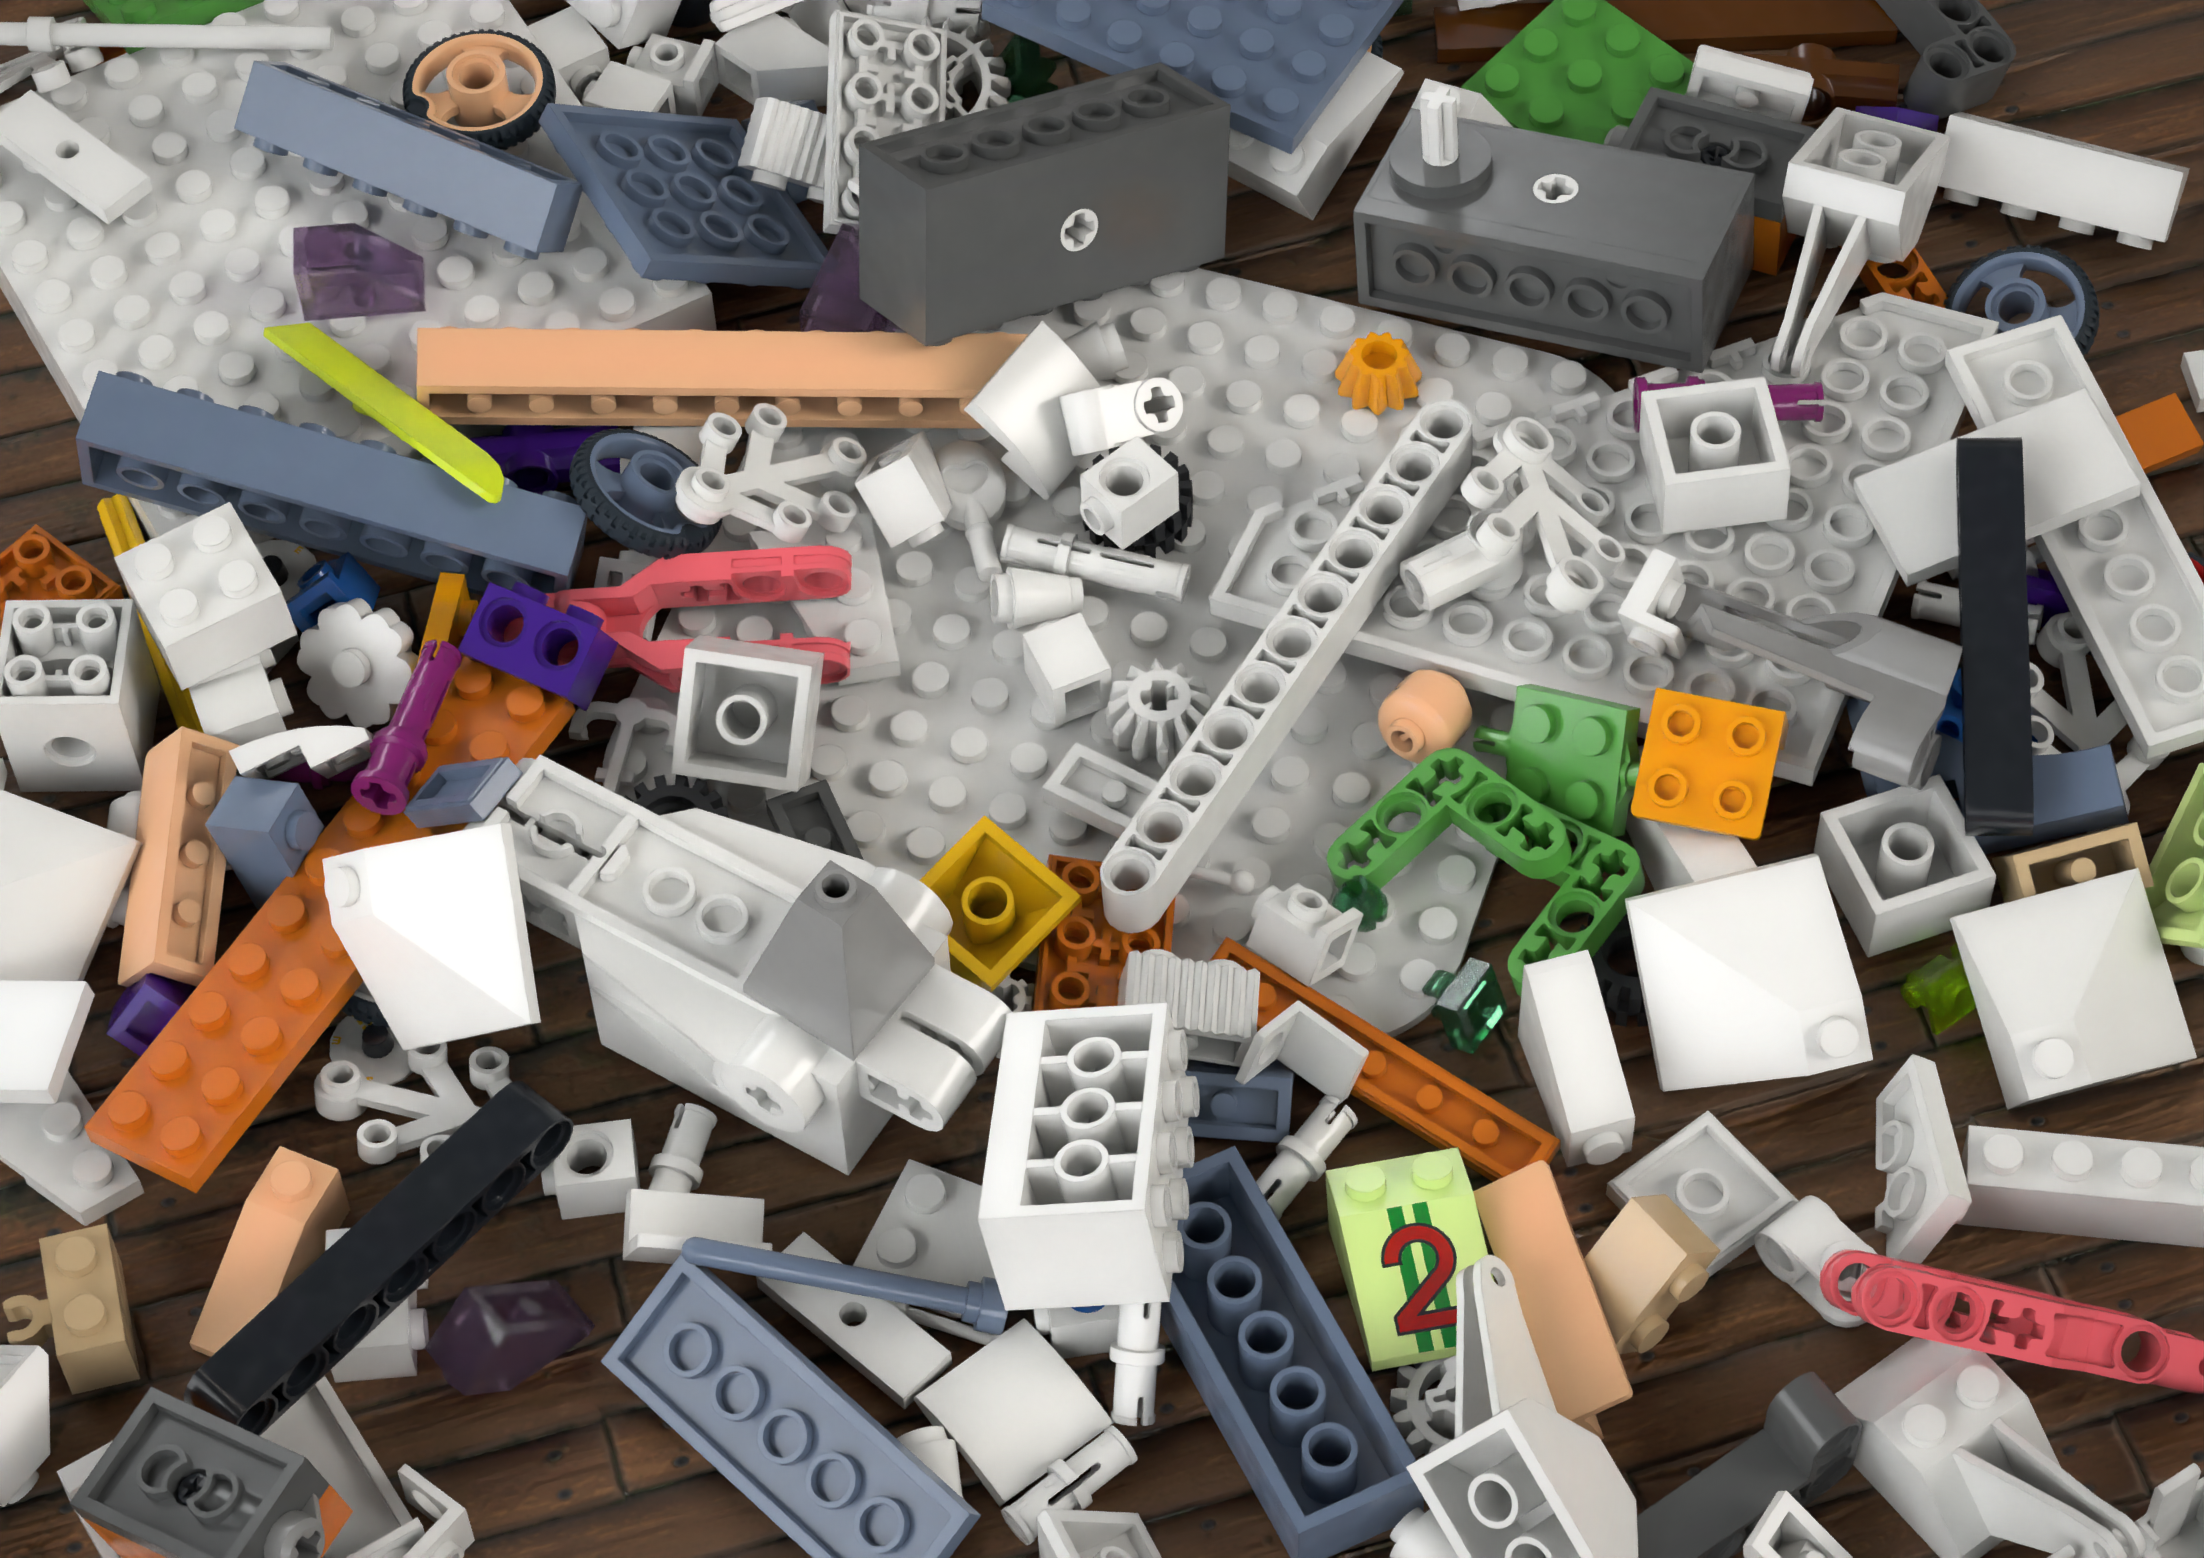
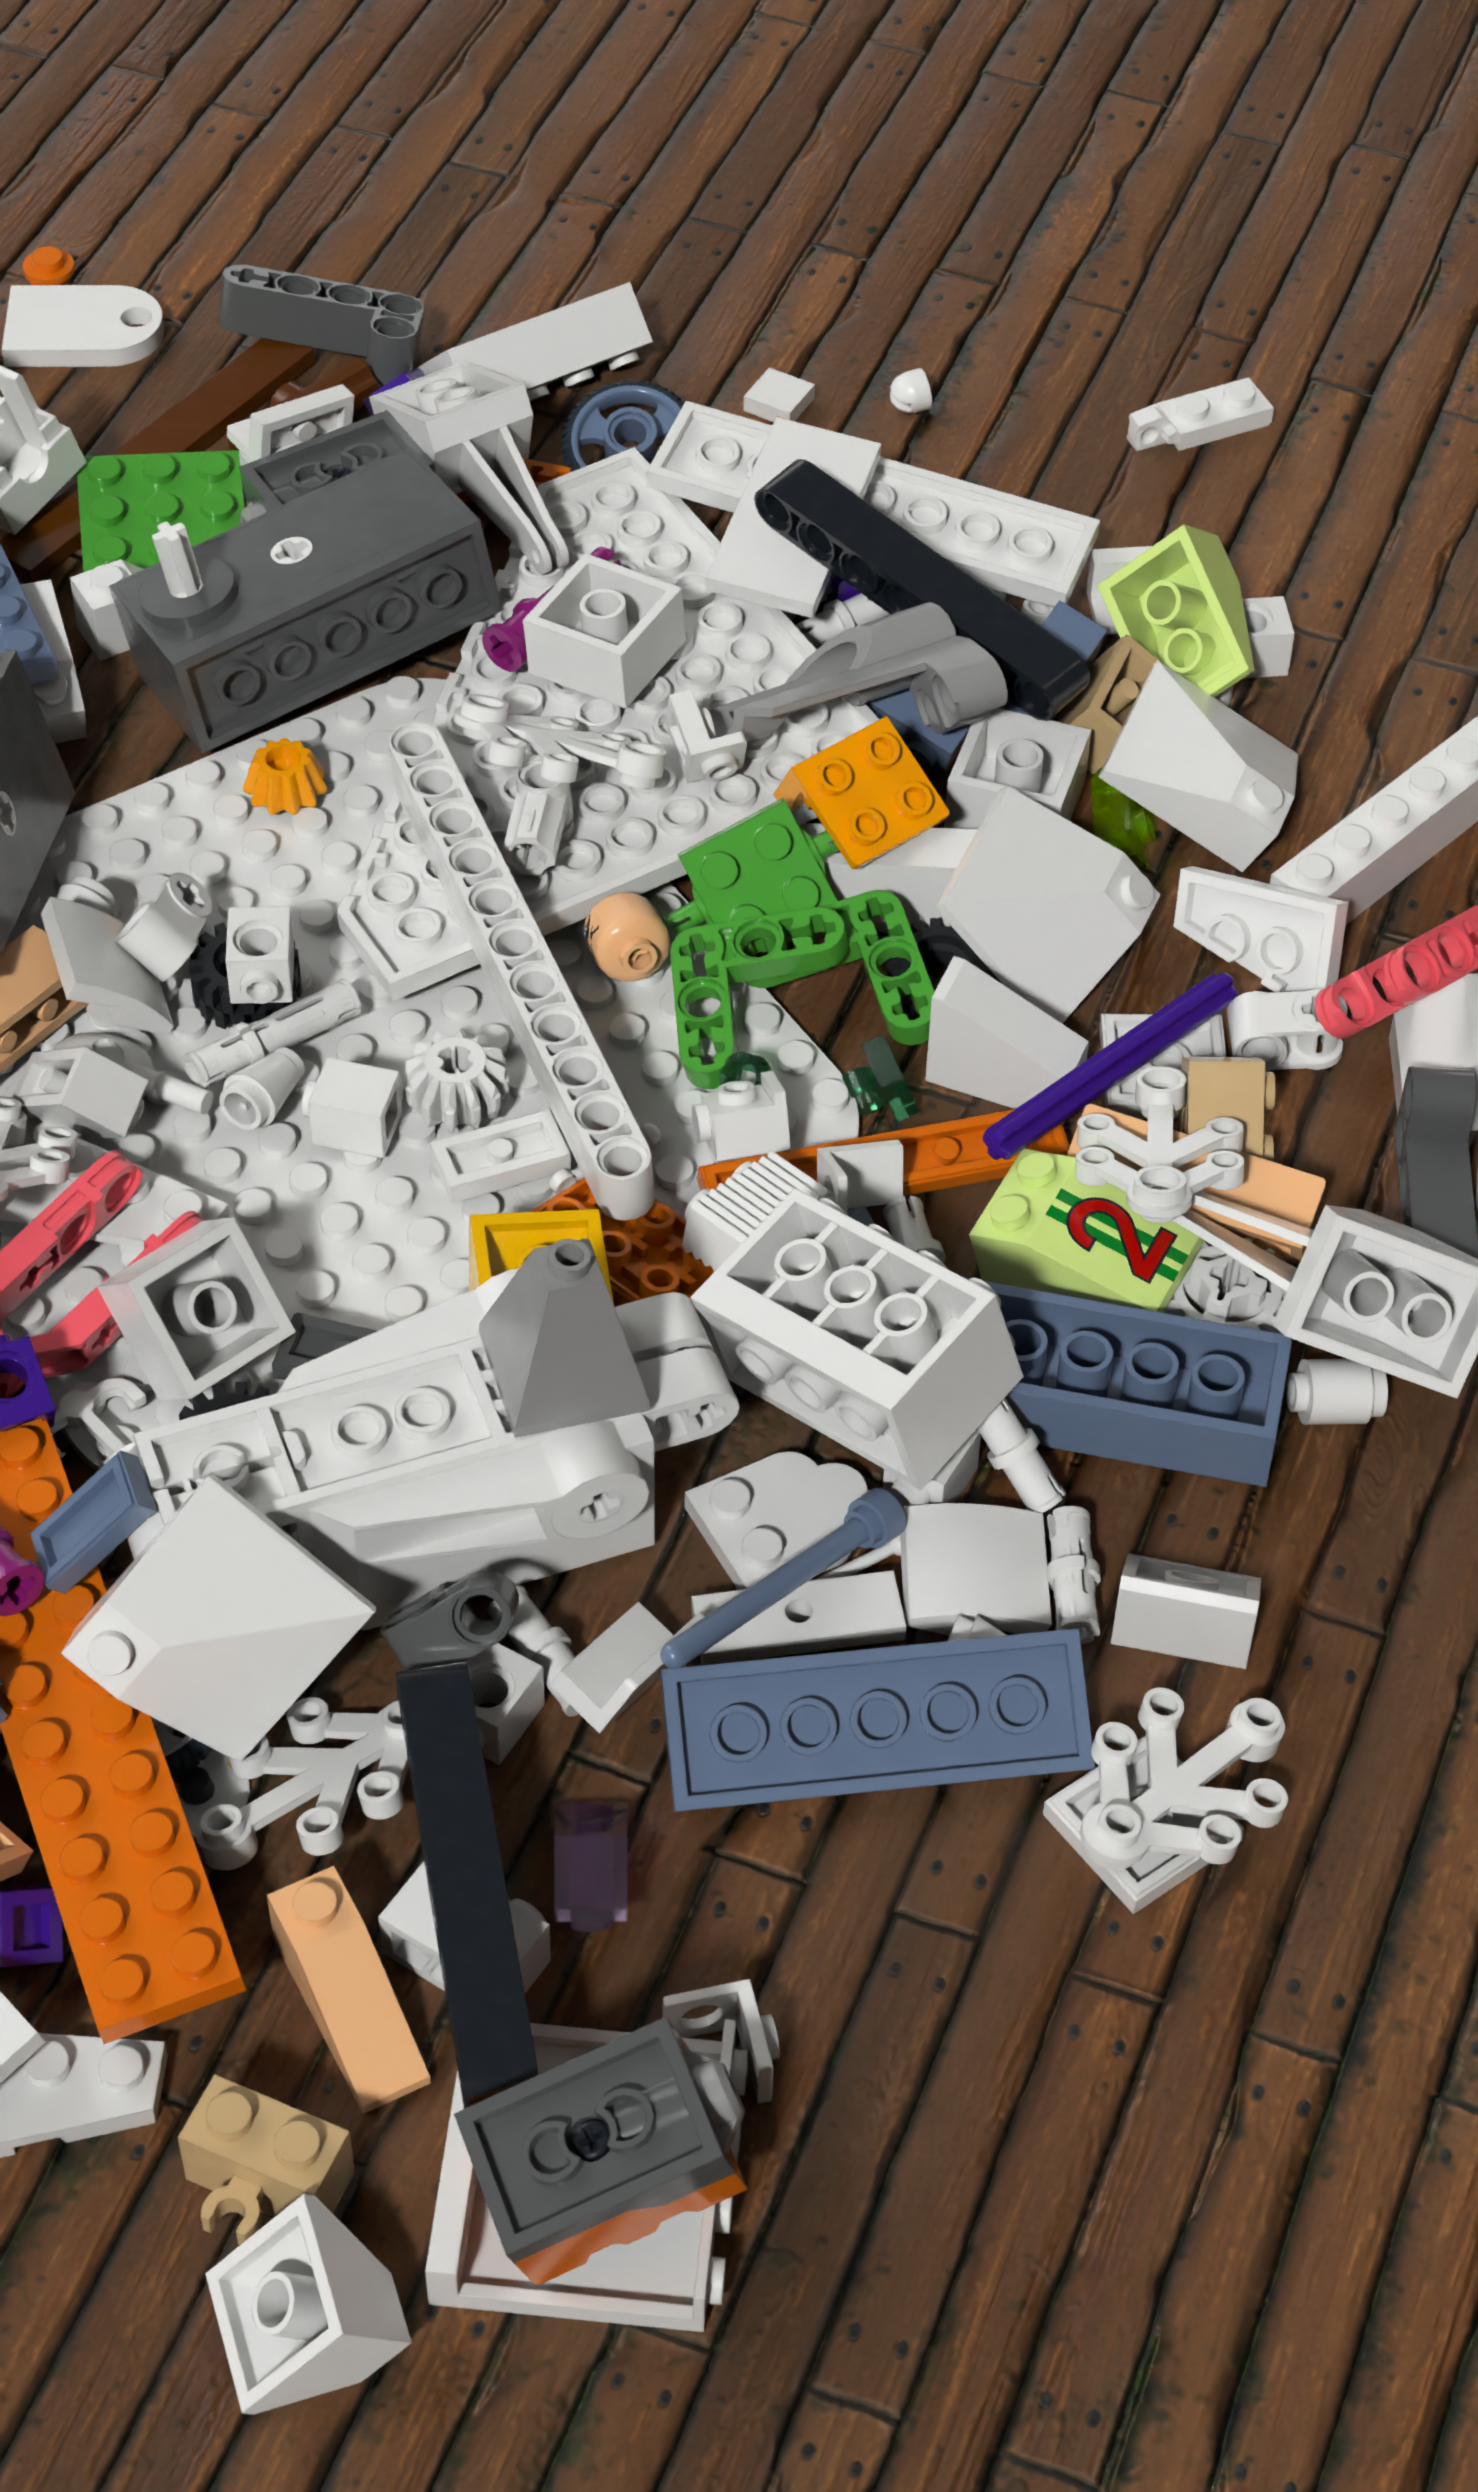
camera: 55 degrees left, 5 degrees down
(609, 1086) = (443, 1626): none -> dark grey piece
(1455, 1270) = (1159, 1189): none -> white plant
(1625, 1152) = (1109, 1067): none -> dark purple axle

